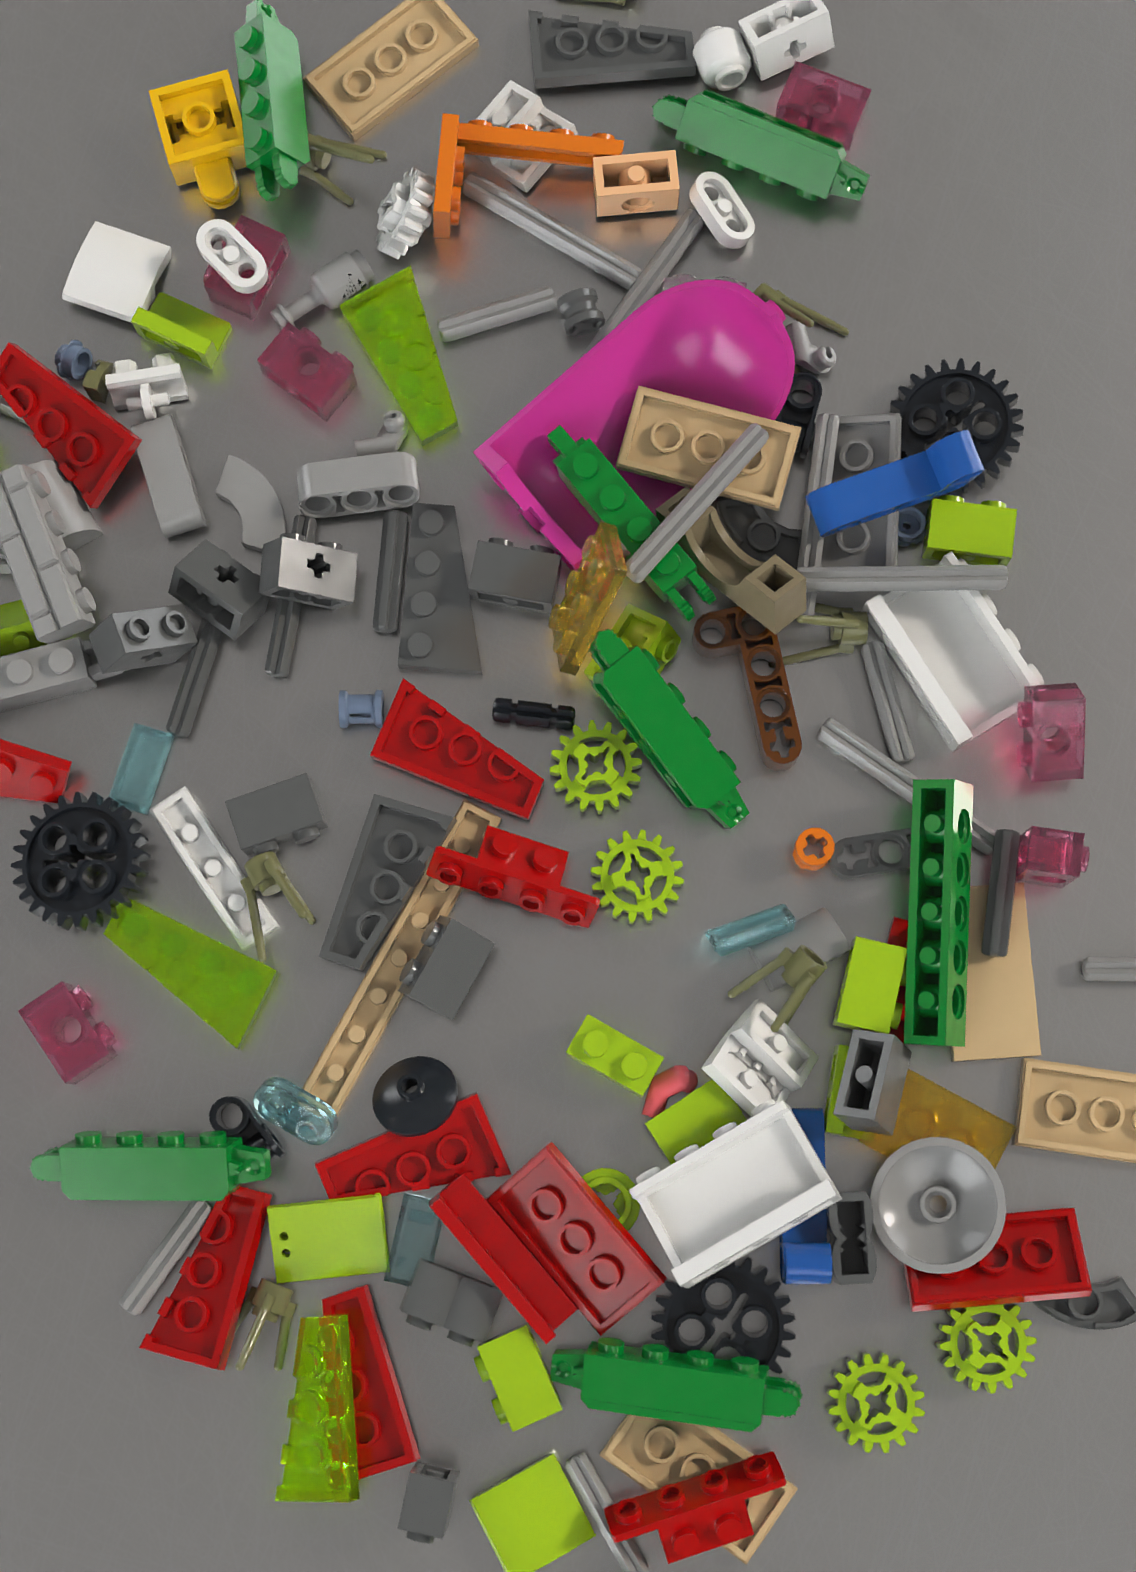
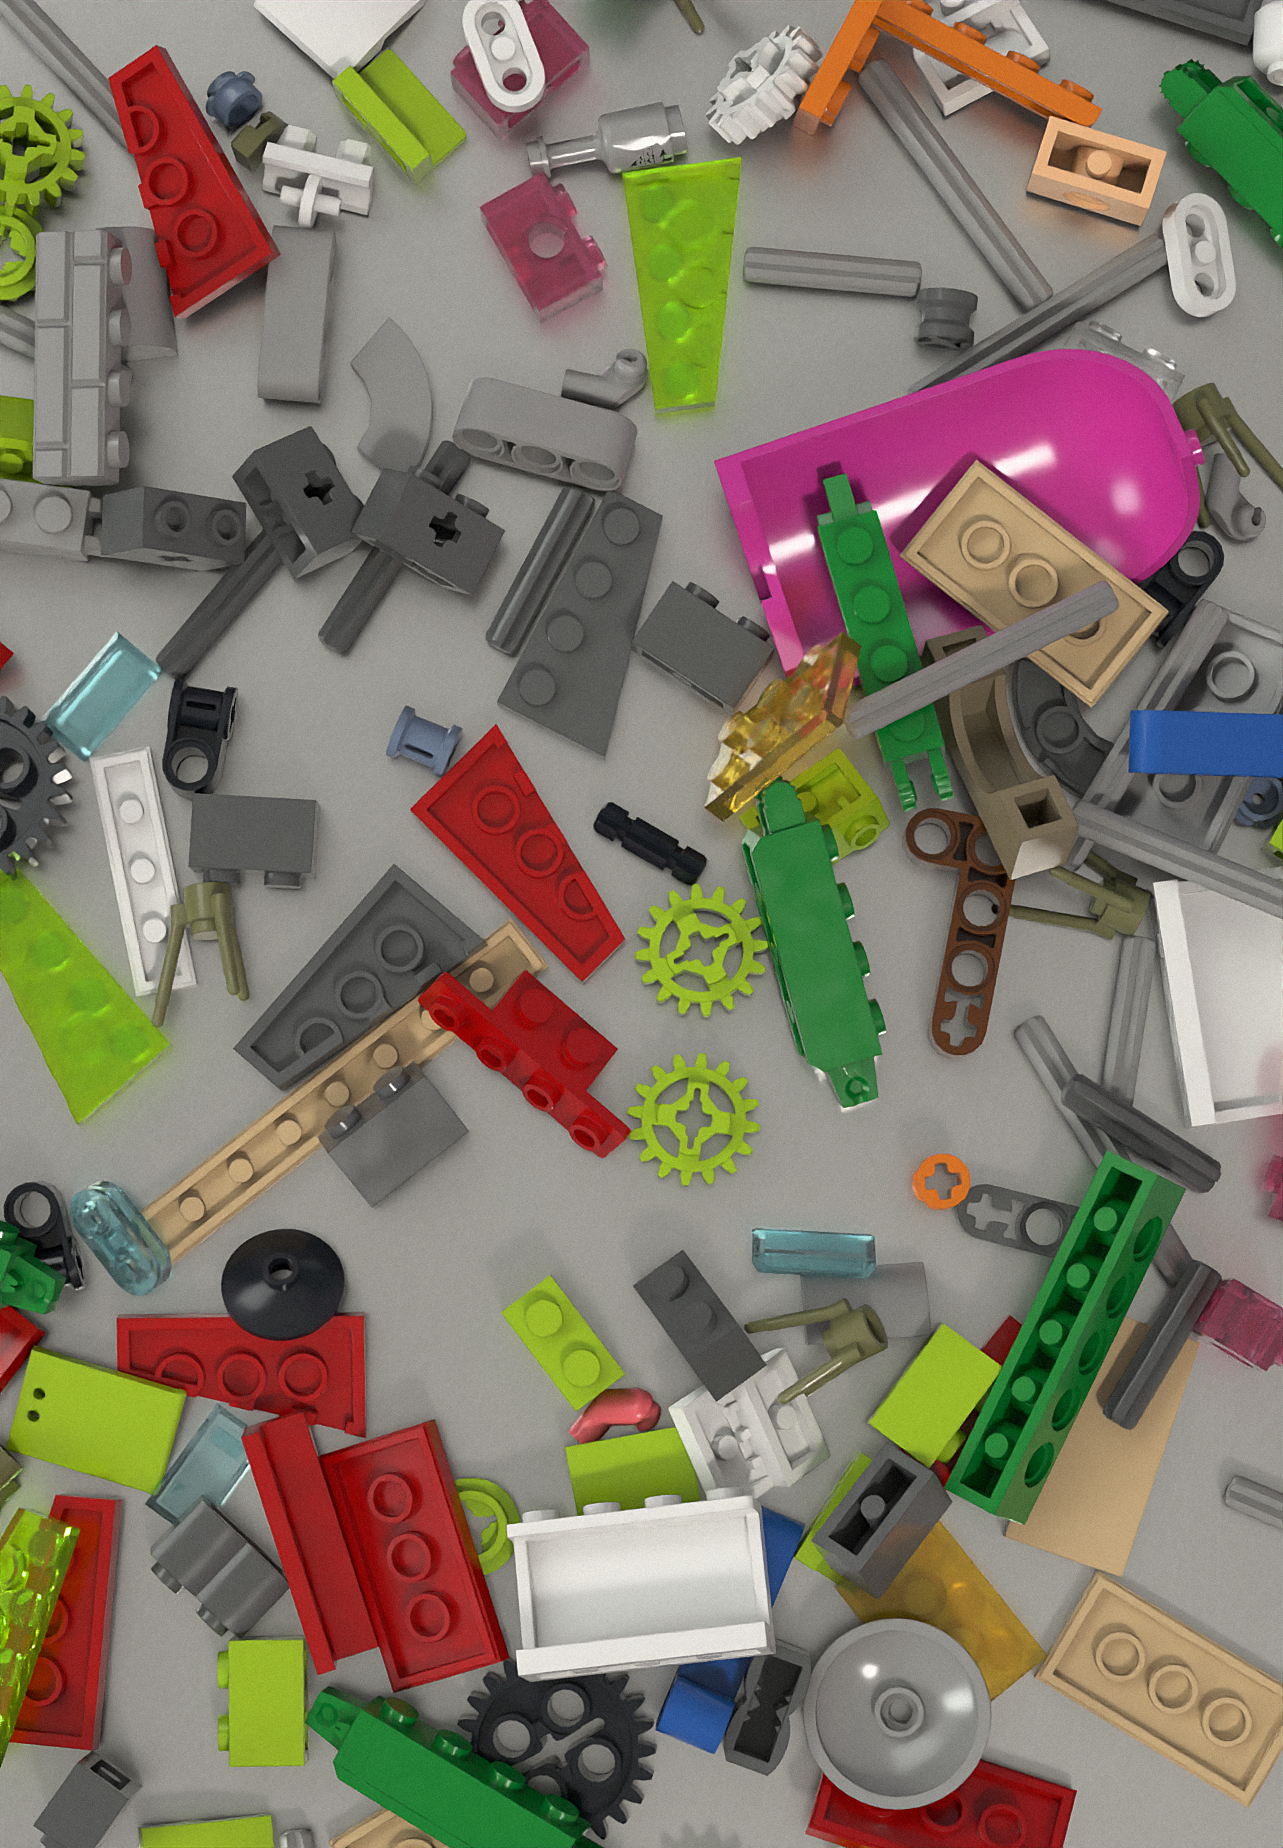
camera: 20 degrees right, 5 degrees up
(213, 760) = (201, 726): none -> black piece
(699, 1005) = (699, 1325): none -> dark grey brick
(926, 764) = (1140, 1133): none -> dark grey axle

